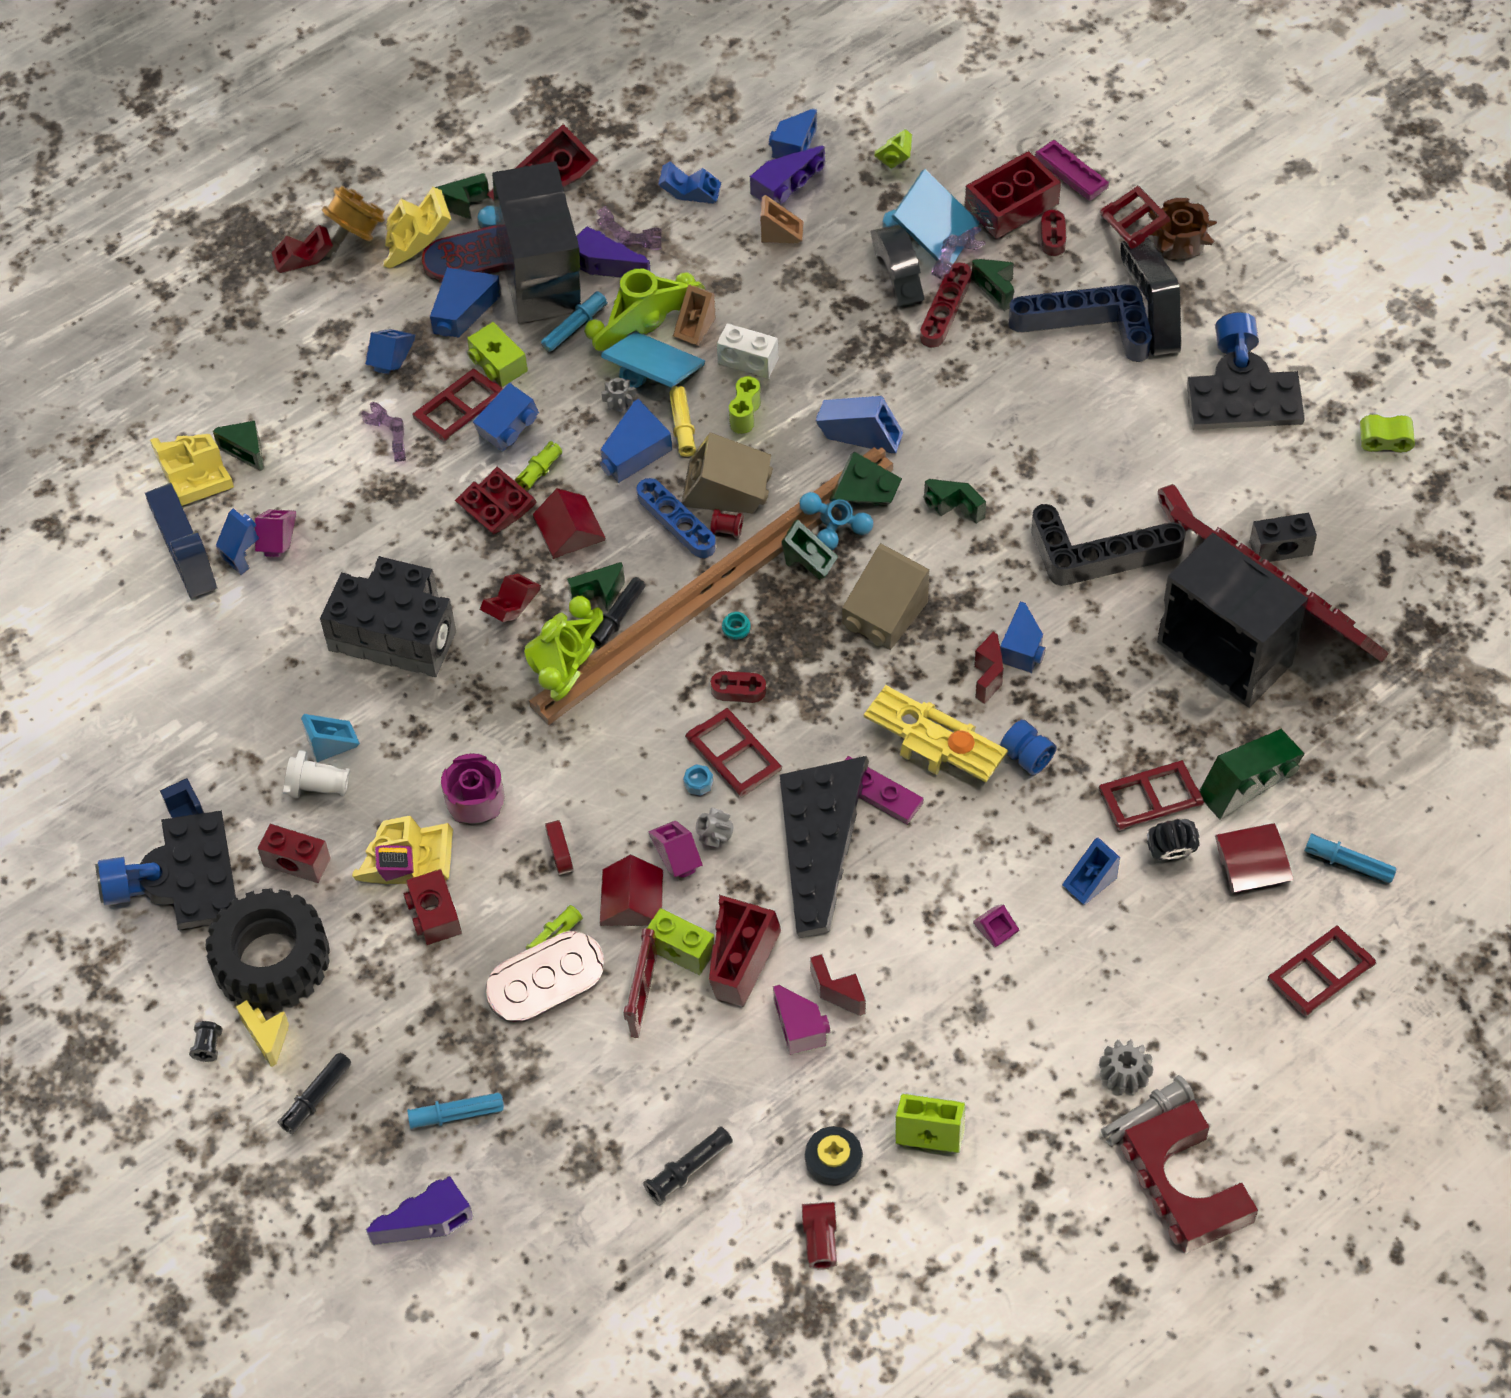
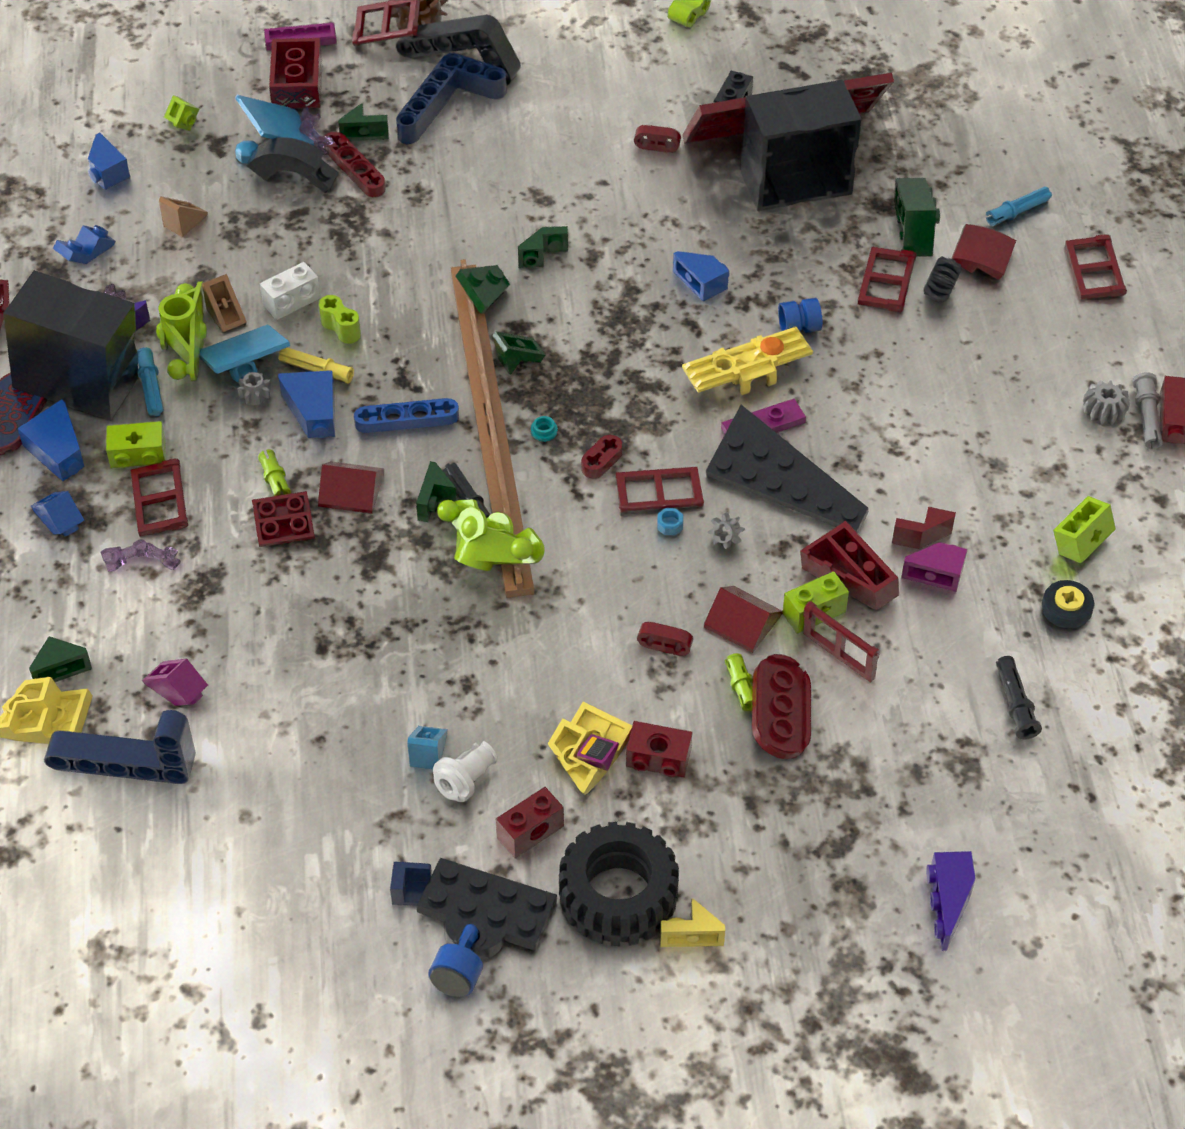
camera: 60 degrees left, 5 degrees down
(200, 1050) = (670, 978): black bush -> none
(235, 539) = (170, 695): blue slope -> none
(306, 1103) = (784, 930): black axle -> none
(390, 617) = (352, 636): black piece -> none
(455, 1110) = (860, 839): dark azure axle -> none
(473, 789) = (568, 665): magenta brick -> none
(506, 417) = (210, 467): blue brick -> none
(512, 598) = (392, 555): dark red slope -> none
(676, 848) = (725, 563): magenta slope -> none
(727, 476) = (400, 363): dark tan slope -> none
(727, 523) = (444, 385): dark red bush -> none
(786, 174) = (137, 187): dark purple slope -> none
(819, 1227) = (1122, 641): dark red piece -> none
(860, 422) = (423, 261): blue slope -> none
(861, 523) = (499, 315): dark azure piece -> none
(886, 597) = (603, 323): dark tan slope -> none
(989, 661) = (707, 299): dark red slope -> none
(996, 925) = (931, 415): magenta slope -> none
(1057, 232) = (346, 75): dark red beam -> none
(1093, 872) = (932, 335): blue slope -> none
(1108, 555) = (655, 216): black beam -> none
(1243, 388) = (582, 57): black plate -> none

